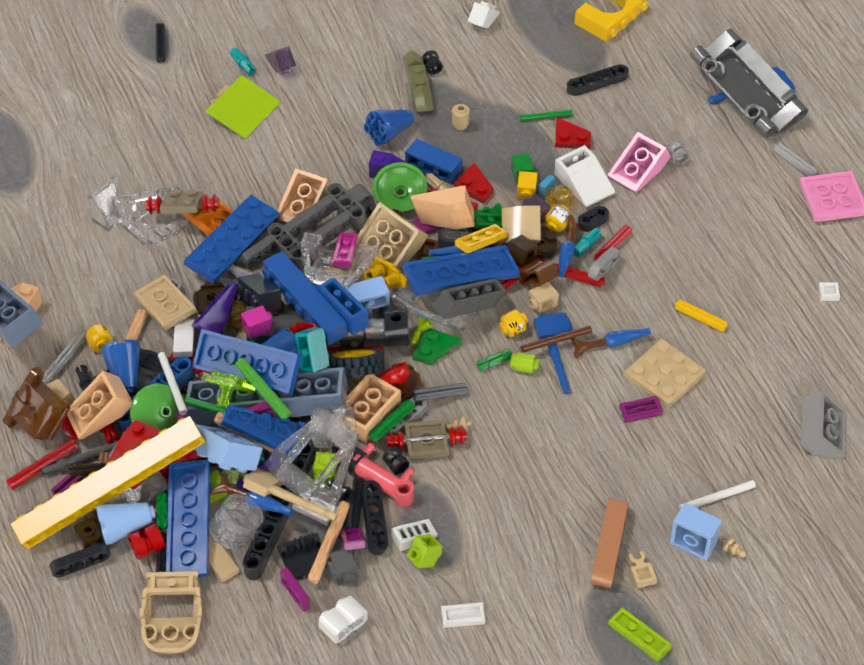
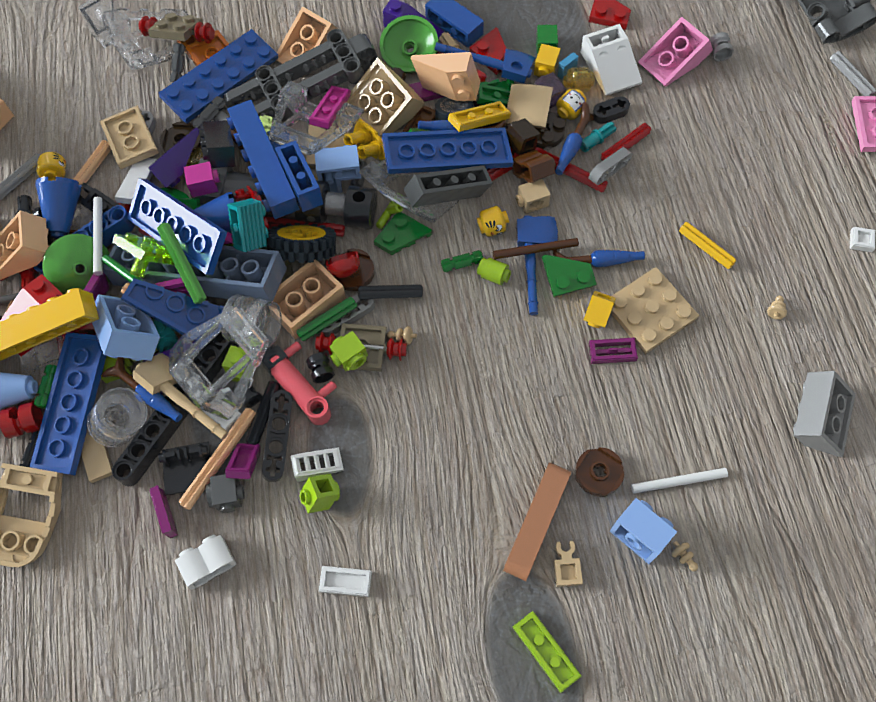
camera: 15 degrees right, 15 degrees up
(189, 233) = (177, 62): none -> dark grey axle
(234, 271) = (209, 112): none -> dark grey axle
(419, 441) = (348, 352): none -> lime brick
(499, 192) = (514, 67): none -> blue piece
(588, 356) = (567, 275): none -> green wing
(622, 377) = (599, 309): none -> yellow brick
(647, 509) = (601, 485): none -> reddish brown plate
(769, 355) = (777, 309): none -> tan hair

